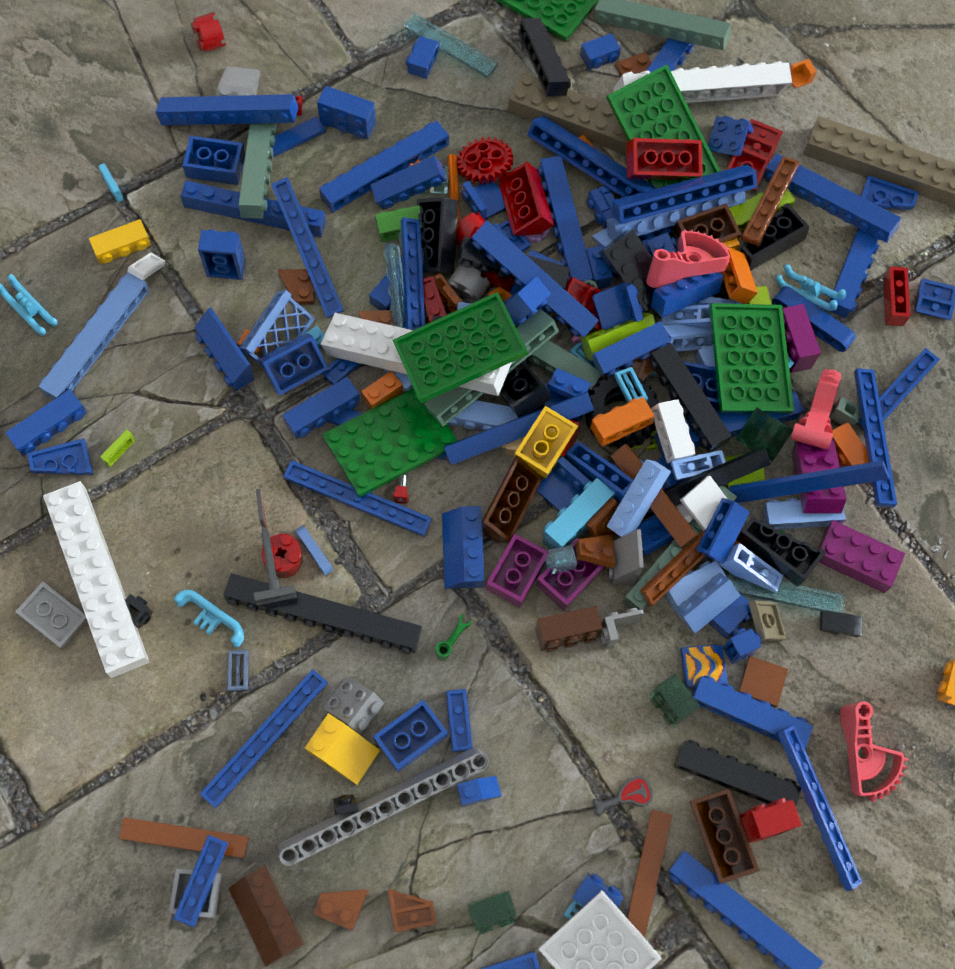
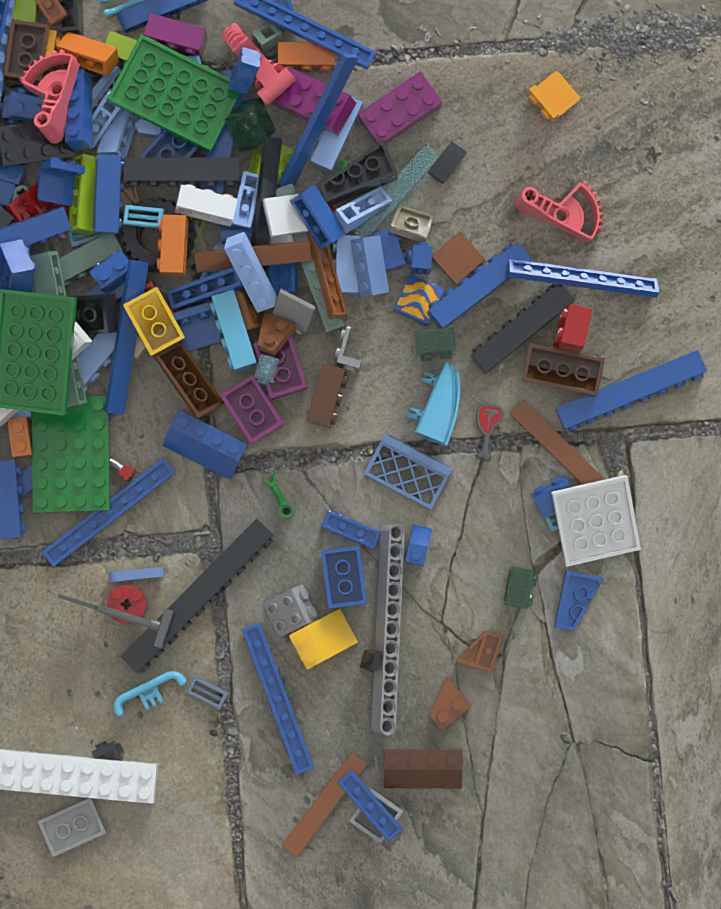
camera: 55 degrees left, 15 degrees up
(561, 743) = (419, 458): none -> medium blue fence
(619, 740) = (442, 407): none -> medium azure piece
(808, 401) = (245, 70): none -> blue brick

